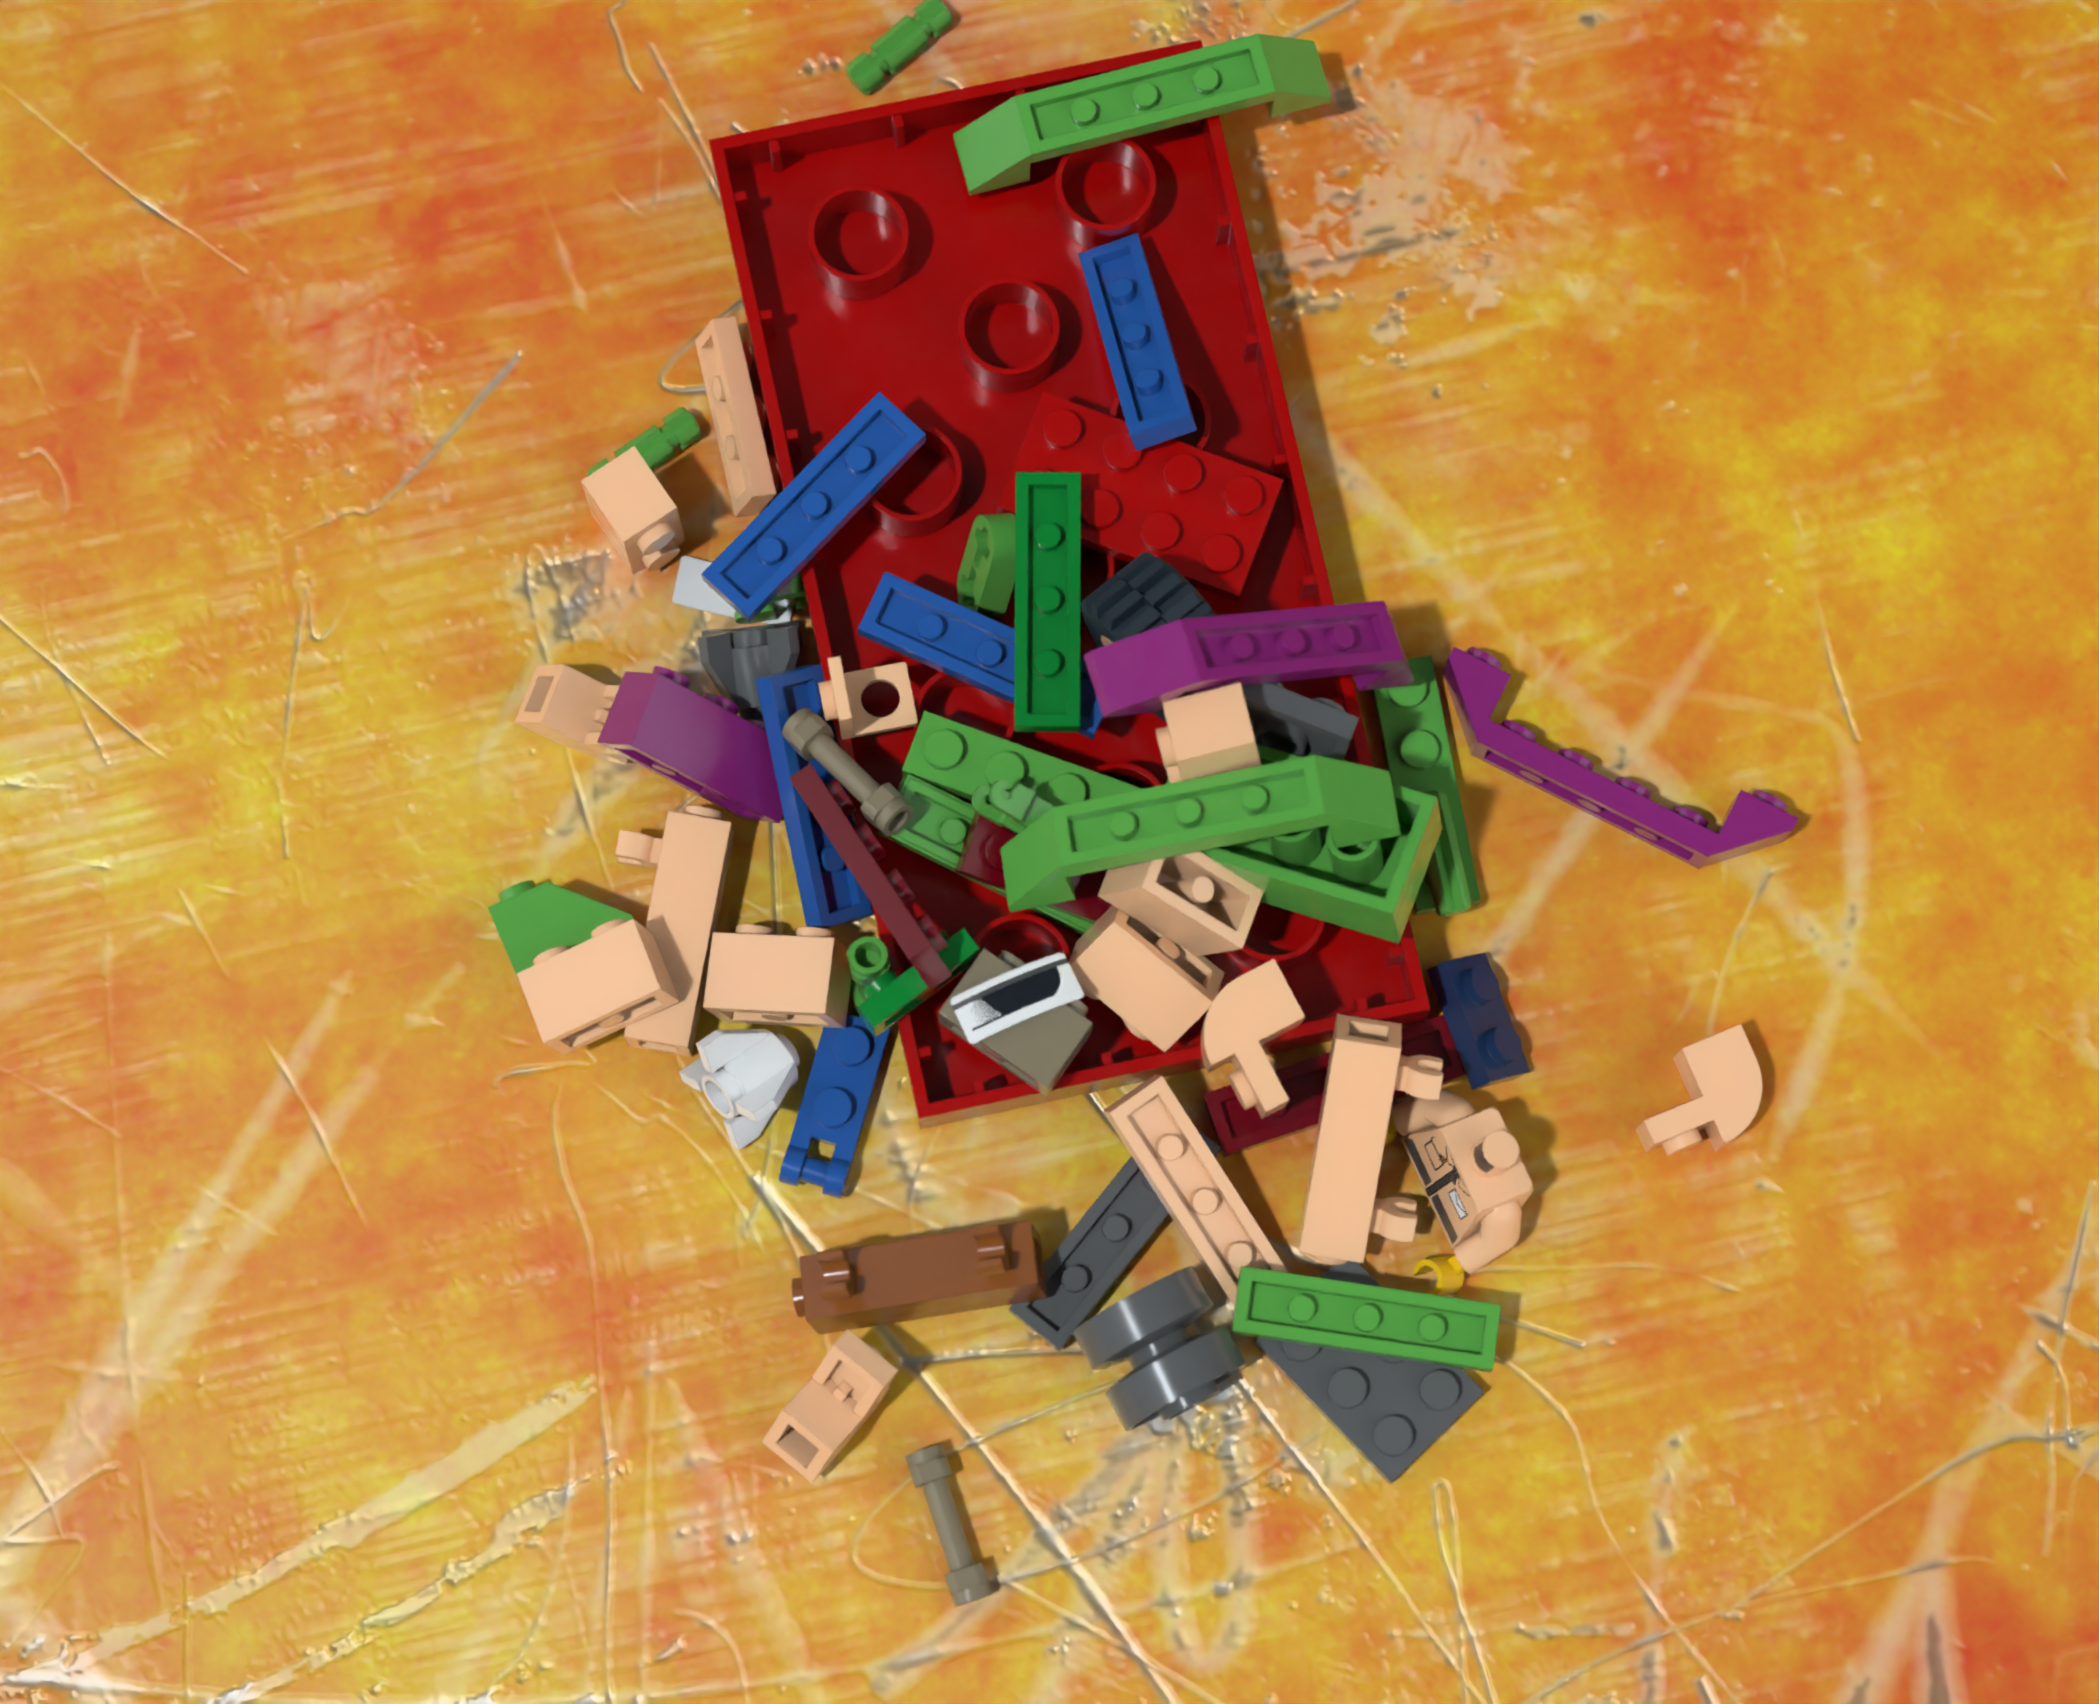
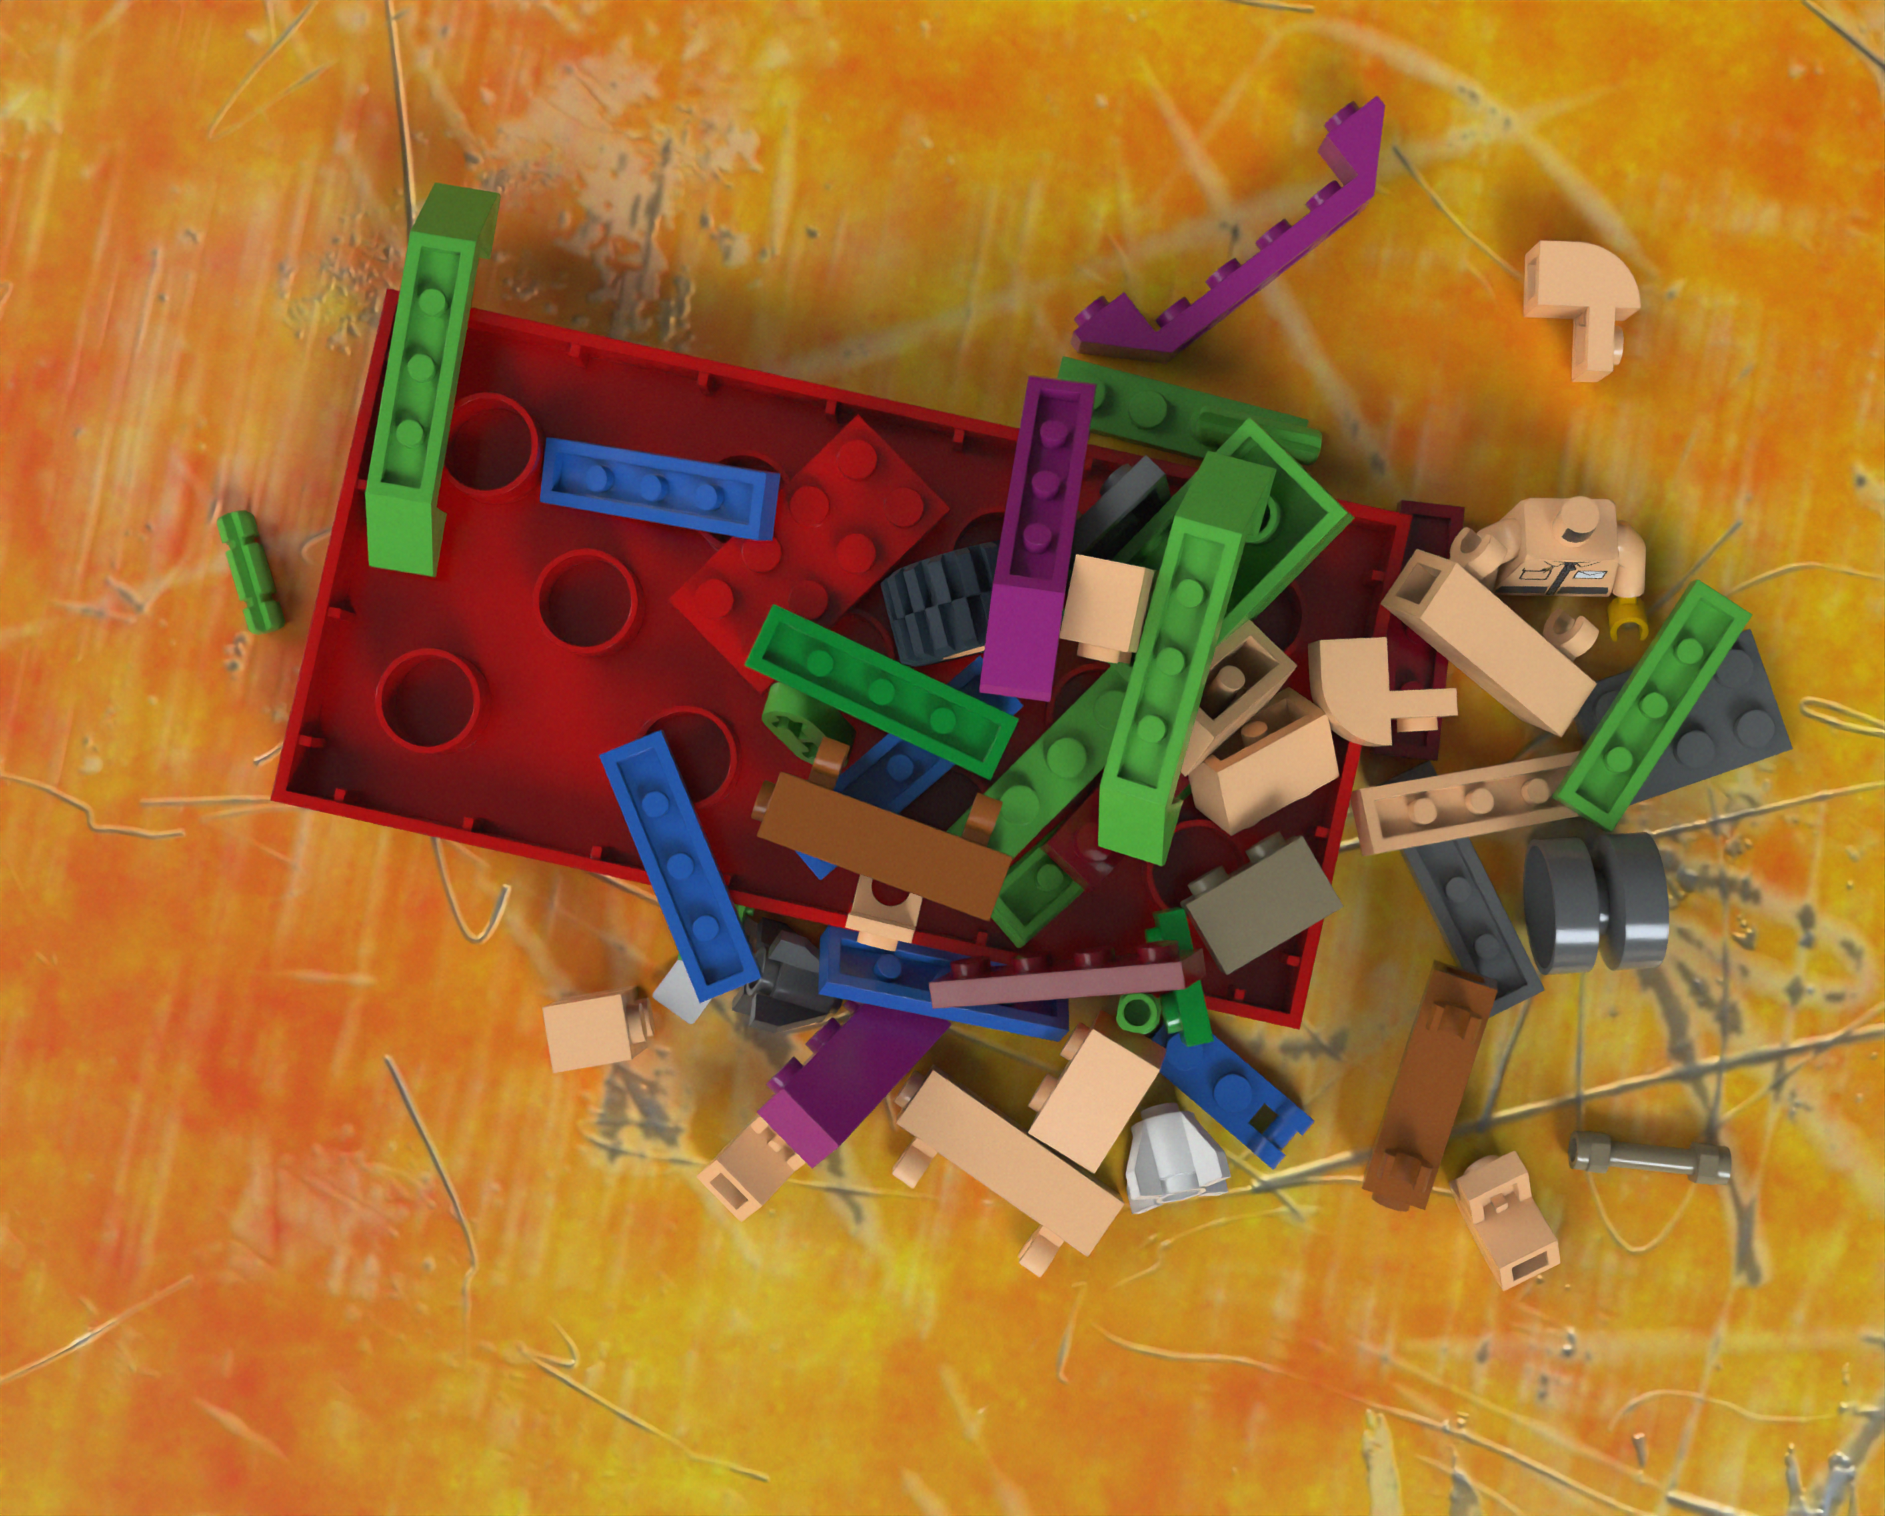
camera: 60 degrees left, 10 degrees up
(544, 918) = (952, 1271): bright green slope -> none
(597, 985) = (1035, 1265): light nougat brick -> none
(657, 443) = (535, 979): bright green axle -> none
(737, 416) = (543, 887): light nougat plate -> none
(880, 803) = (1003, 935): dark tan bar -> none
(915, 660) = (883, 843): none -> dark orange brick
(1012, 809) = (1066, 813): bright green piece -> none
(1016, 996) = (1246, 895): sticker -> none
(1478, 1020) = (1419, 474): dark blue plate -> none

